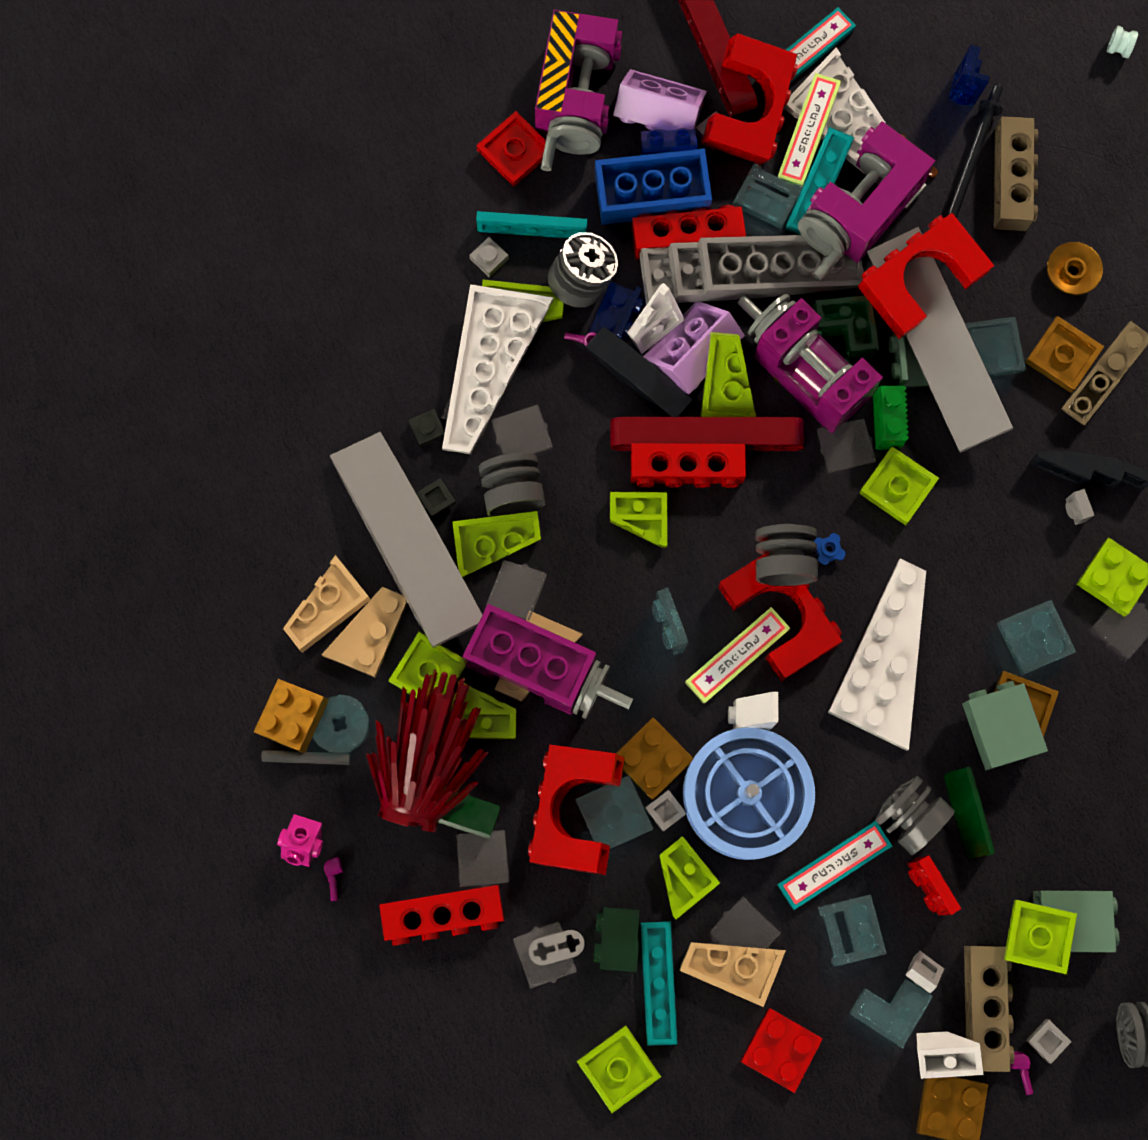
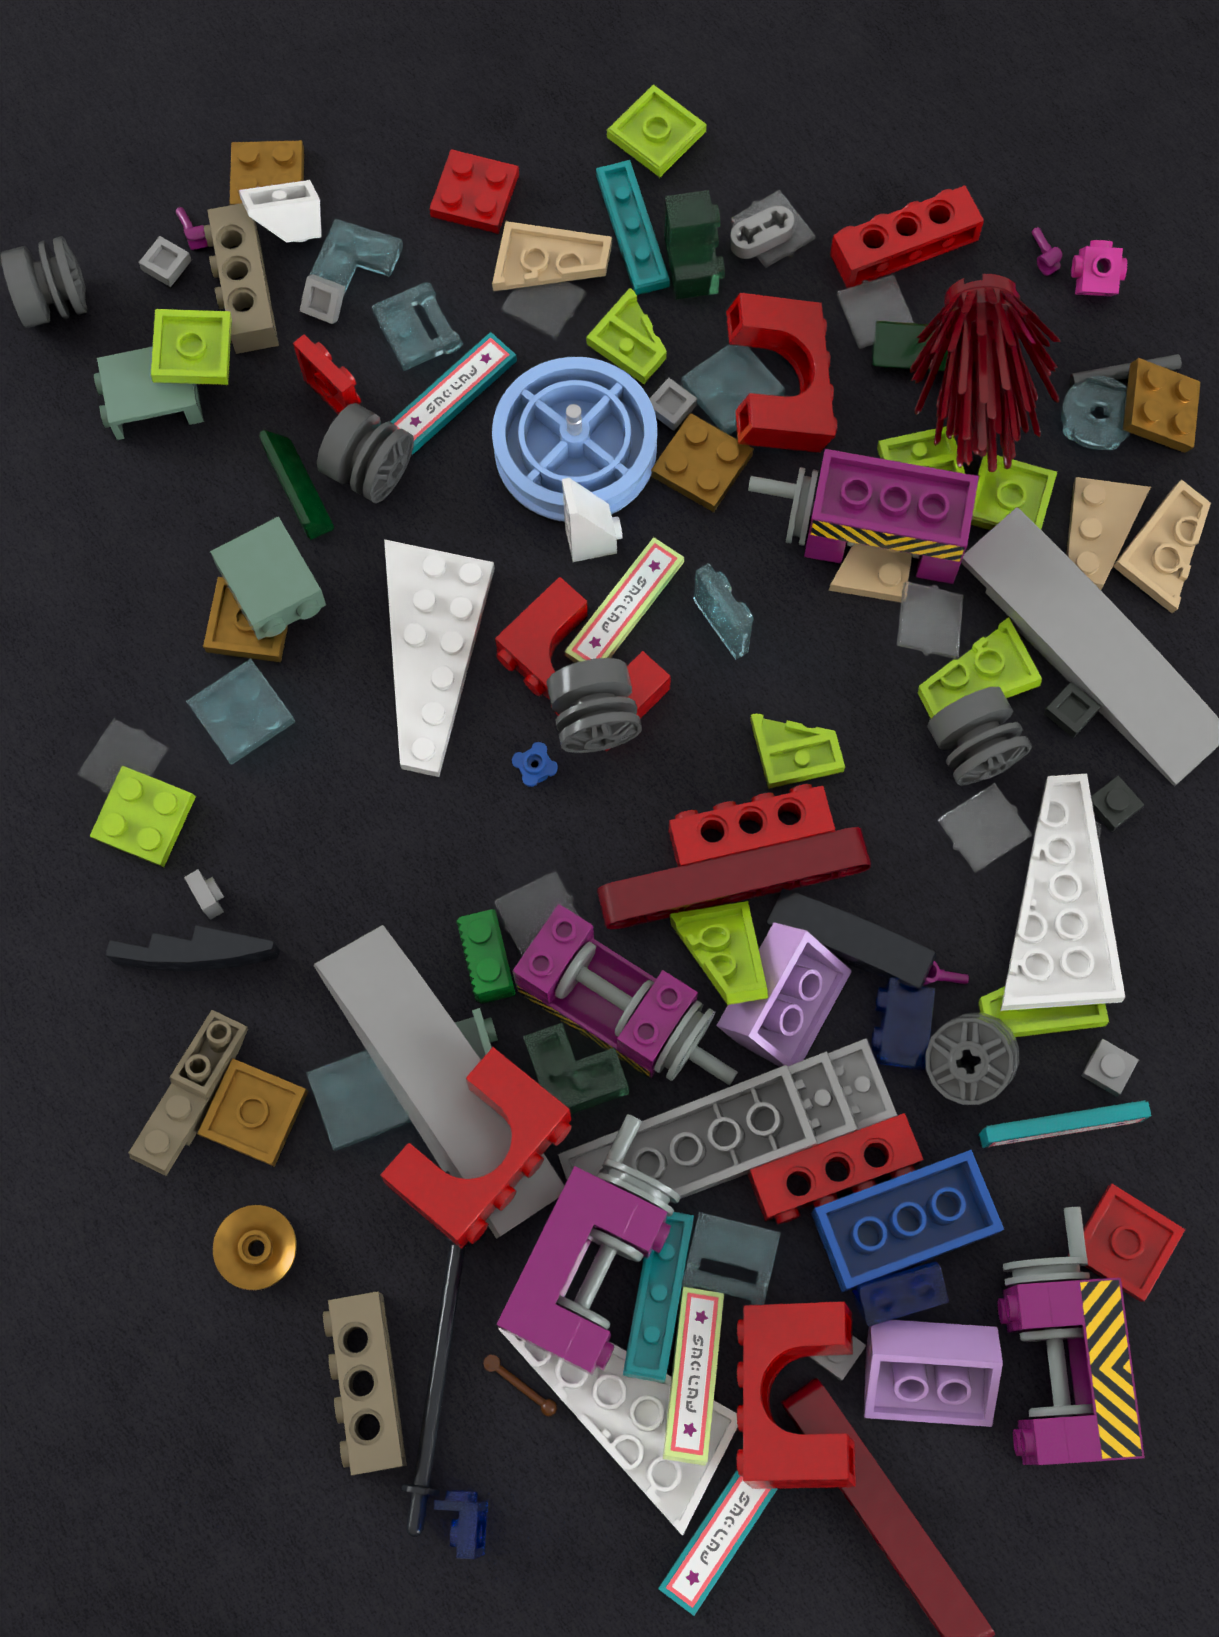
camera: 170 degrees right, 5 degrees down
(656, 319) = (847, 1015): white wing -> none
(898, 485) = (456, 868): lime plate -> none

